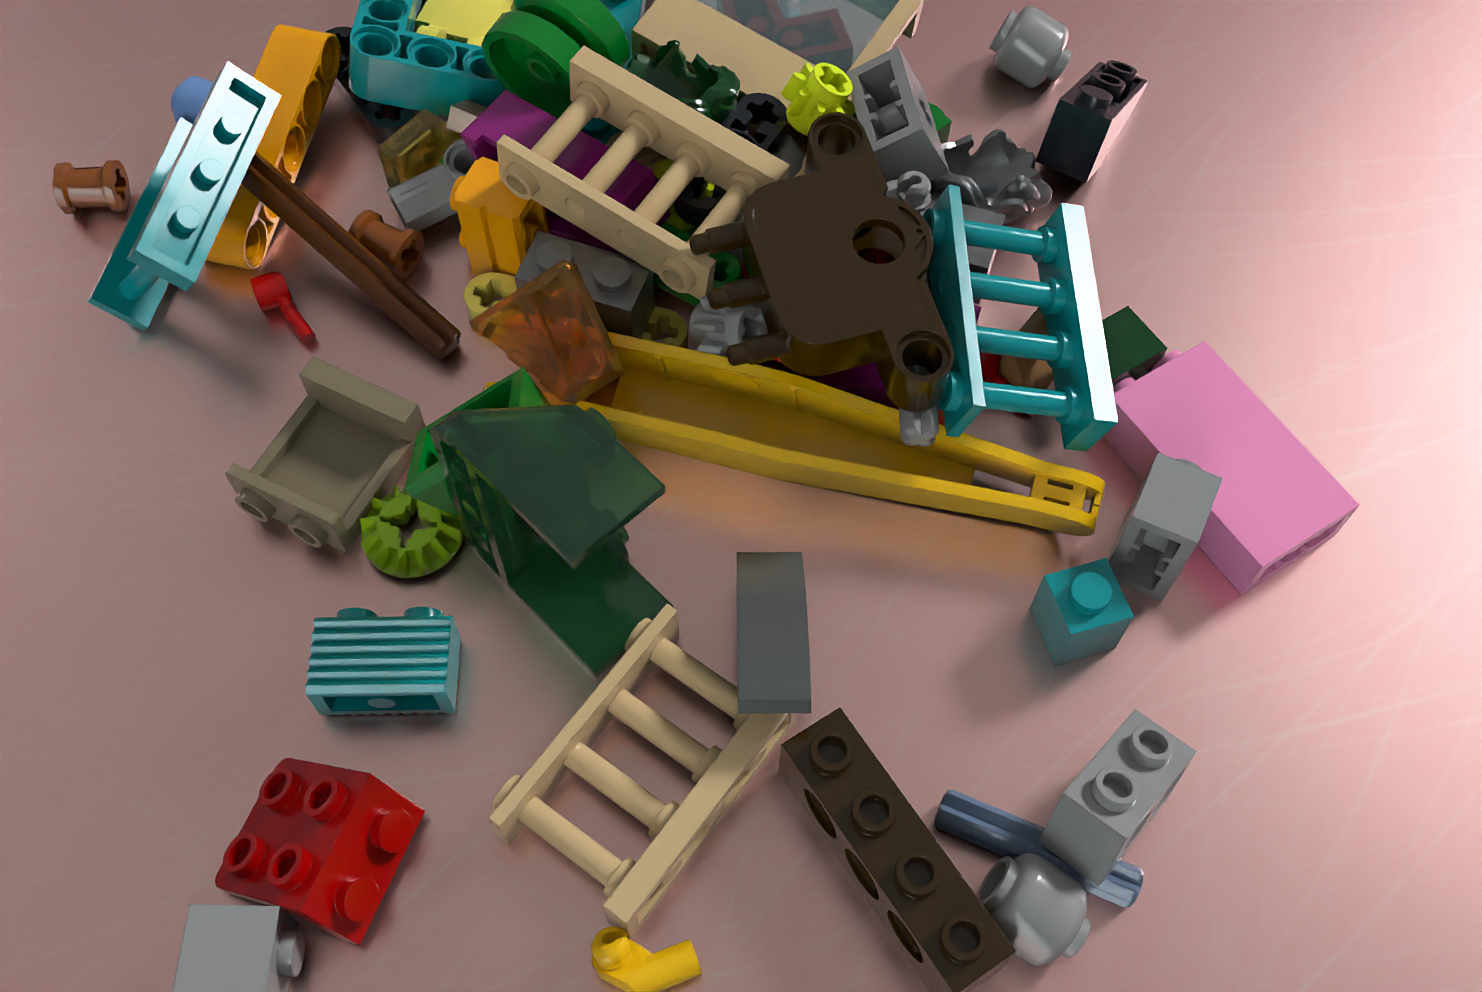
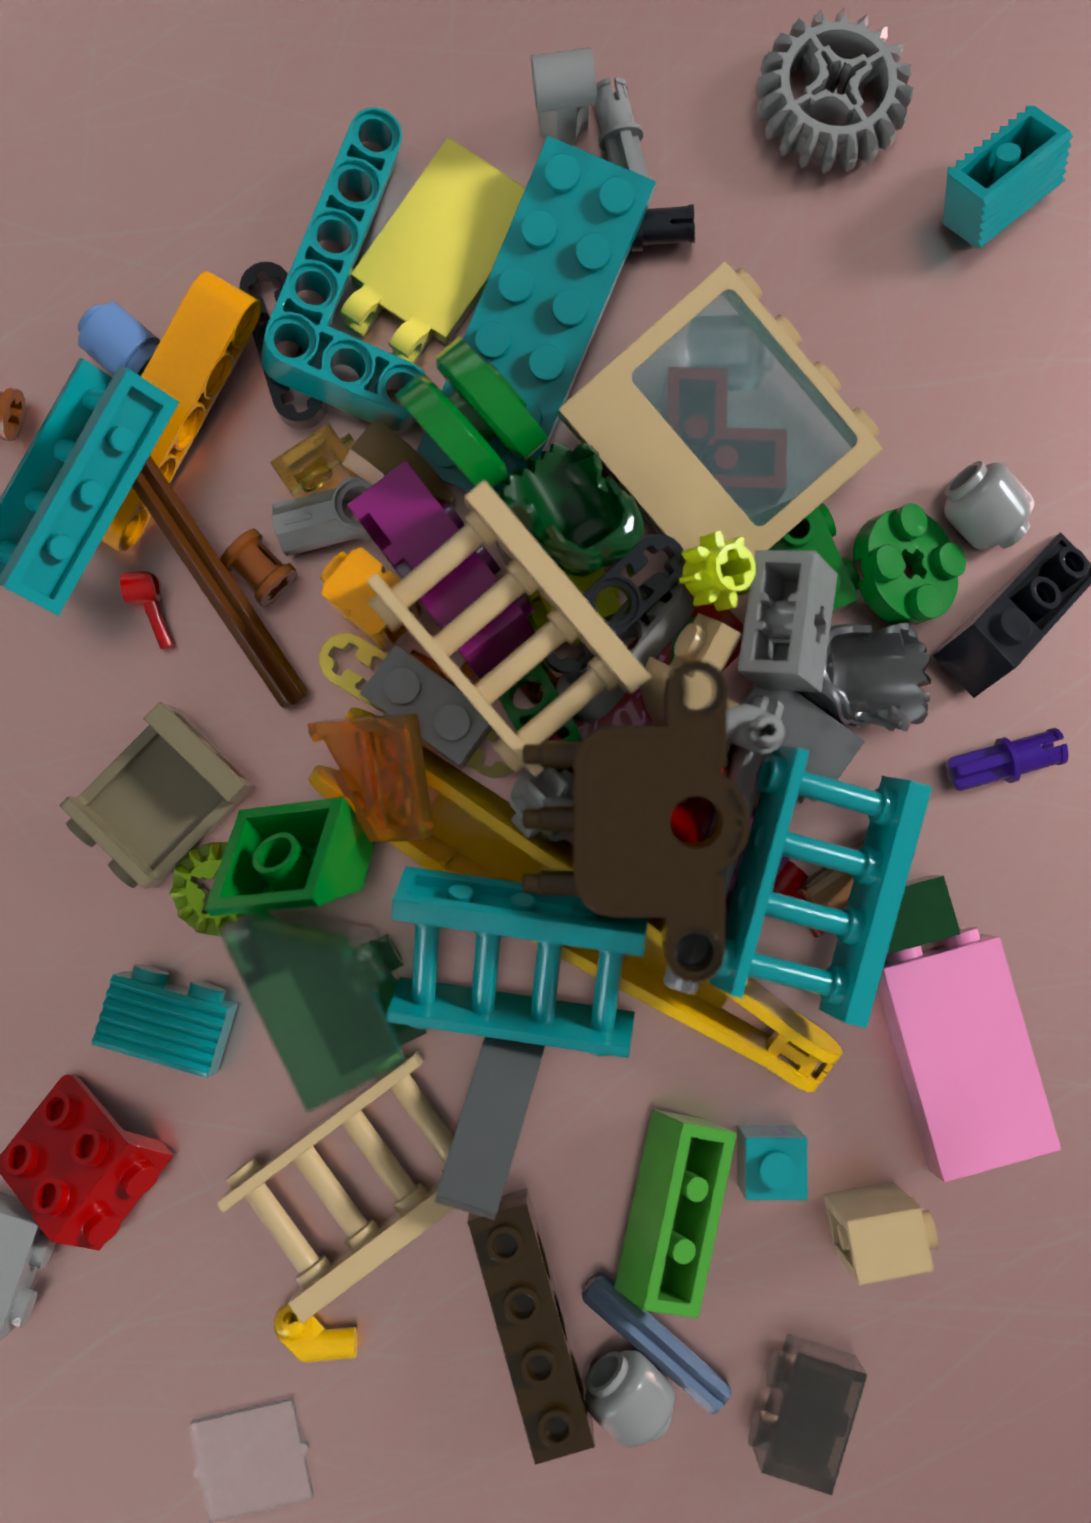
camera: 20 degrees right, 25 degrees up
(770, 411) = (502, 909): none -> teal fence
(982, 98) = (932, 560): none -> green plate
(1002, 686) = (675, 1214): none -> bright green brick
(1116, 797) = (730, 1342): light grey brick -> none
(1140, 222) = (1007, 760): none -> dark purple axle
(1163, 525) = (874, 1115): light grey brick -> none
(1220, 630) = (880, 1232): none -> tan brick
(1236, 863) = (807, 1413): none -> clear smoke brick

